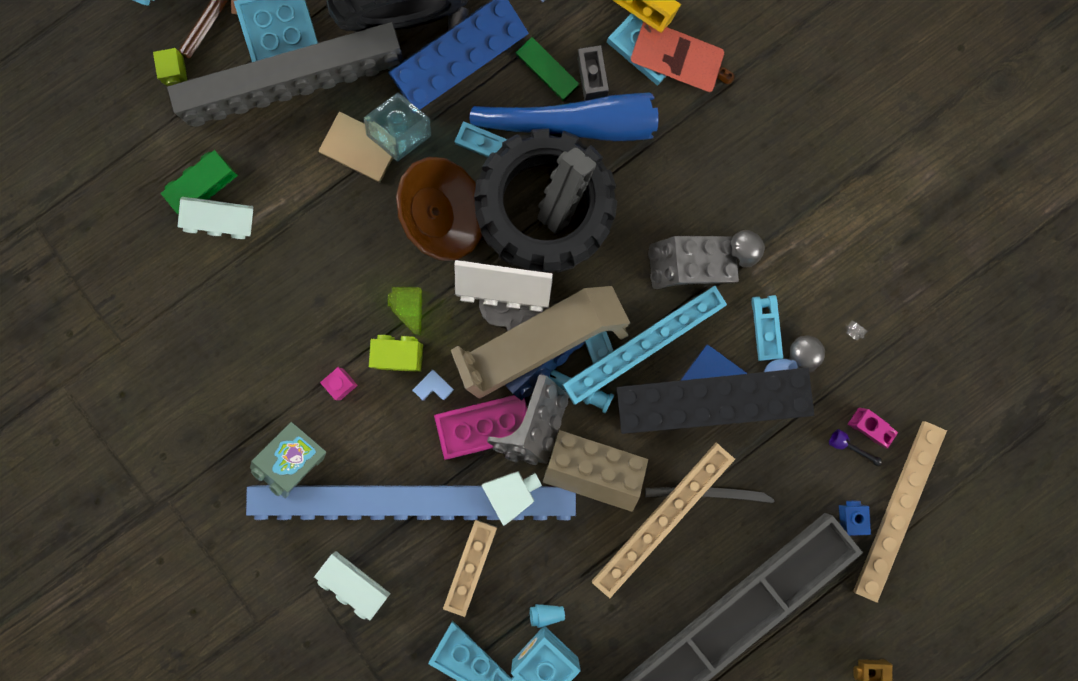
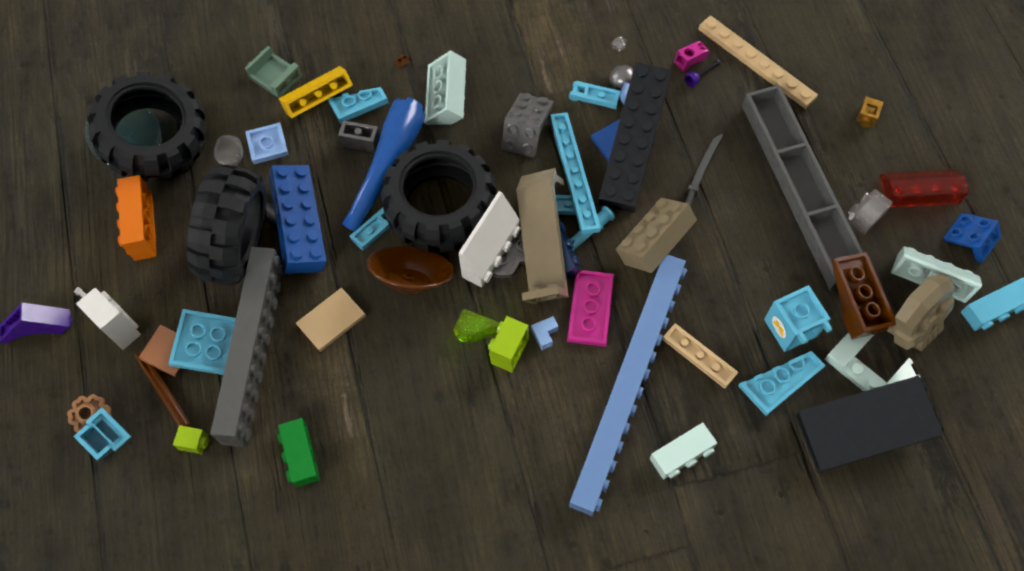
camera: 65 degrees left, 20 degrees down
(215, 217) = (334, 444): light aqua brick -> none
(287, 460) = (561, 460): sand green panel -> none
(338, 383) = (513, 400): dark pink brick -> none
(397, 126) = (331, 278): clear light blue brick -> none
(511, 494) = (653, 296): light aqua torso -> none
(538, 431) = (618, 266): flat silver bracket -> none
(545, 615) = (756, 314): medium azure cone -> none
(547, 69) = (339, 168): green tile -> none
(565, 190) = (439, 174): dark grey brick -> none
(663, 520) = (711, 206): tan plate -> none
(678, 56) = (374, 82): clear red sticker -> none
(701, 146) = (445, 90): none -> light aqua slope
(747, 247) = (531, 84): flat silver hair -> none
(855, 518) = (751, 84): blue brick -> none

